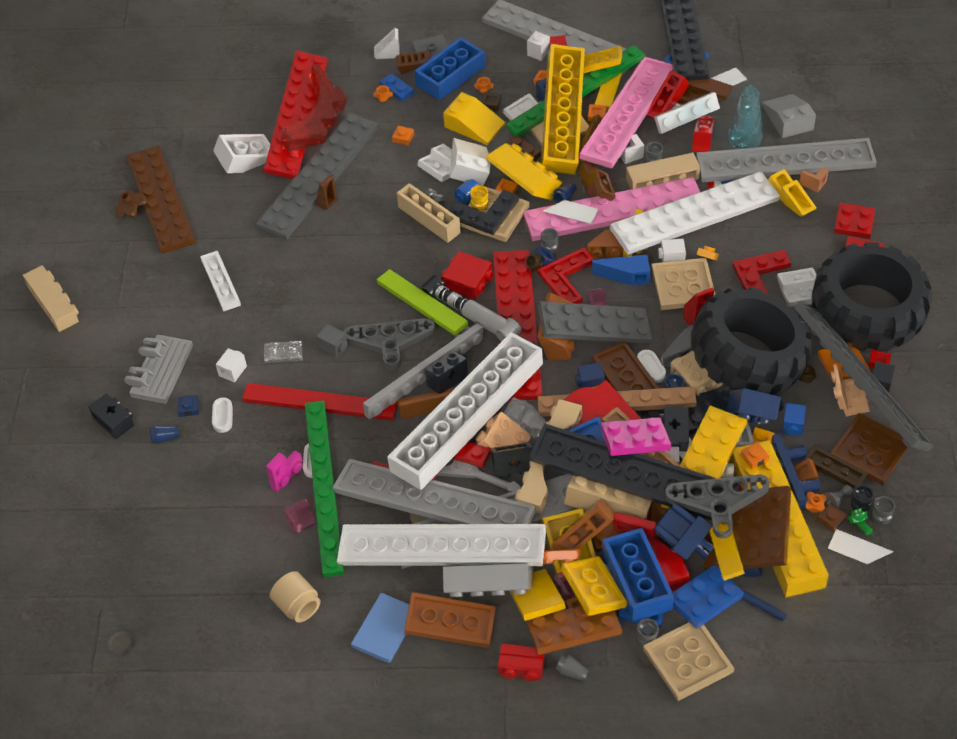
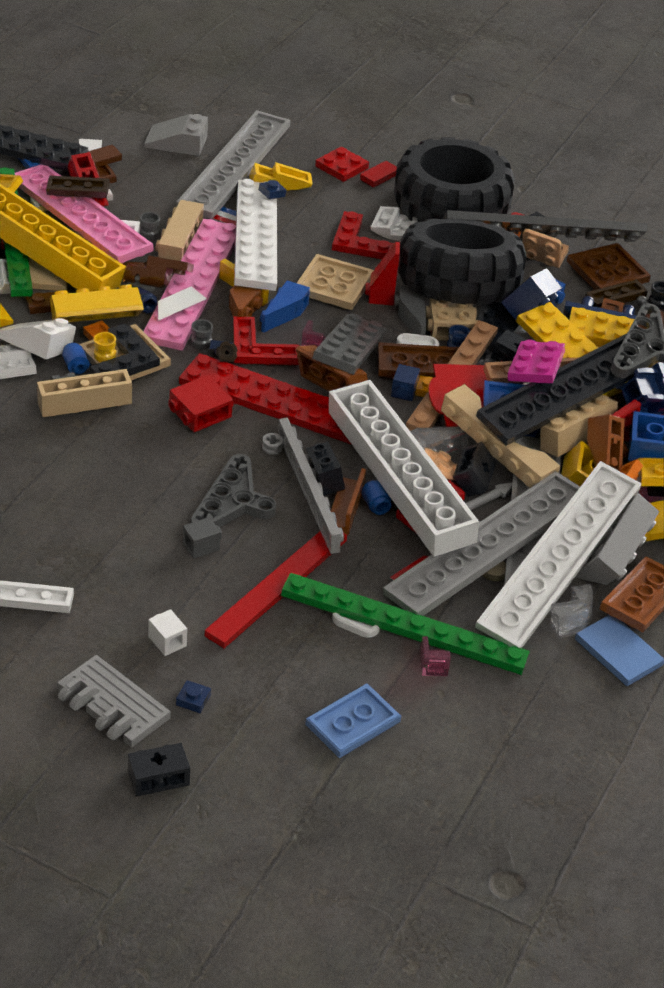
camera: 70 degrees left, 10 degrees down
(163, 433) = (223, 732): dark blue cone -> none
(217, 497) = (353, 720): none -> medium blue tile
(222, 415) = (231, 672): white tile -> none
(282, 470) = (366, 640): dark pink plate -> none
(283, 351) = (182, 583): clear plate -> none
(295, 597) = (551, 695): tan piece -> none
(389, 582) = (573, 615): none -> clear brick
(422, 302) = (203, 452): lime tile -> none
(471, 310) = (305, 403): light grey piece -> none
(647, 93) = (78, 186): none -> dark brown plate
(672, 250) = (290, 268): white brick -> none
(687, 112) = (118, 178): white plate -> none
(703, 134) = (156, 189): red slope -> none
(708, 252) = (311, 250): light orange plate -> none
(747, 123) = (177, 152): clear light blue cone -> none
(754, 455) = (590, 318): orange plate -> none
(758, 194) = (272, 189): none -> dark blue plate
(813, 181) = (279, 155): nougat panel -> none

